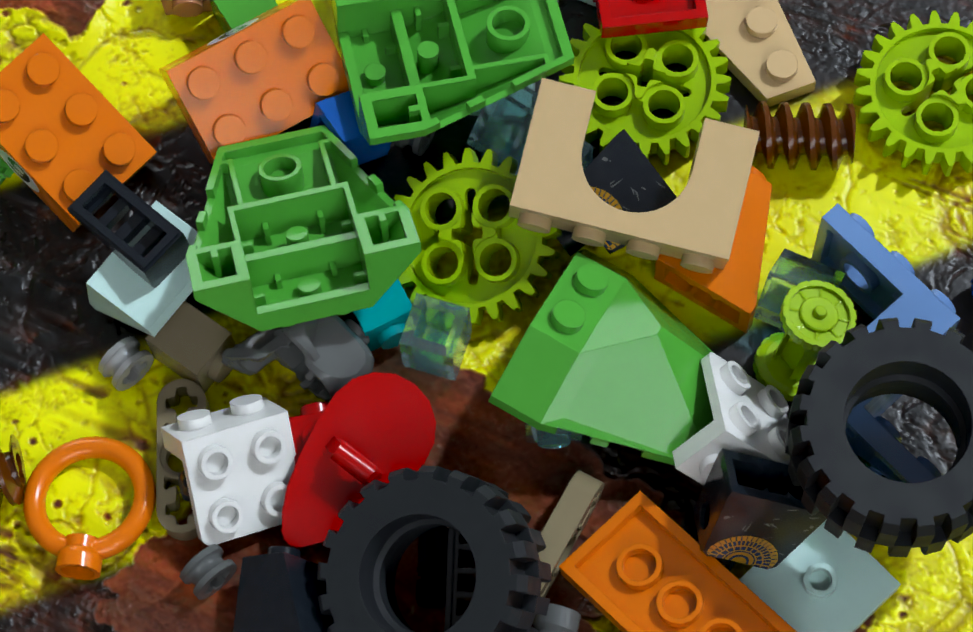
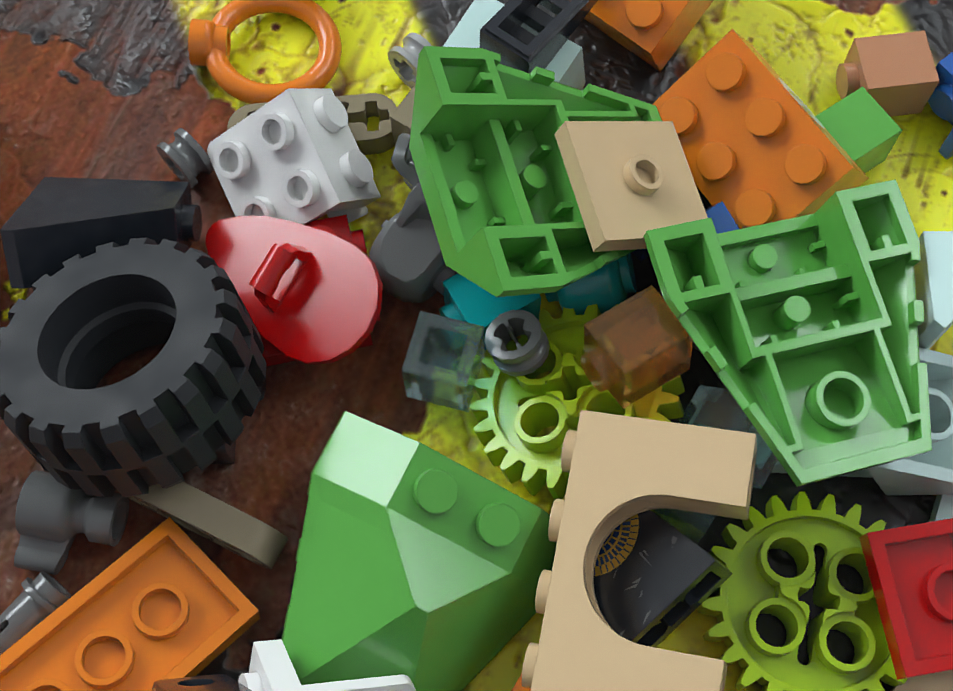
camera: 85 degrees right, 0 degrees up
(310, 158) = (628, 179): none -> tan plate
(443, 282) = (509, 327): none -> dark grey bush
(450, 171) = (635, 347): none -> clear orange brick

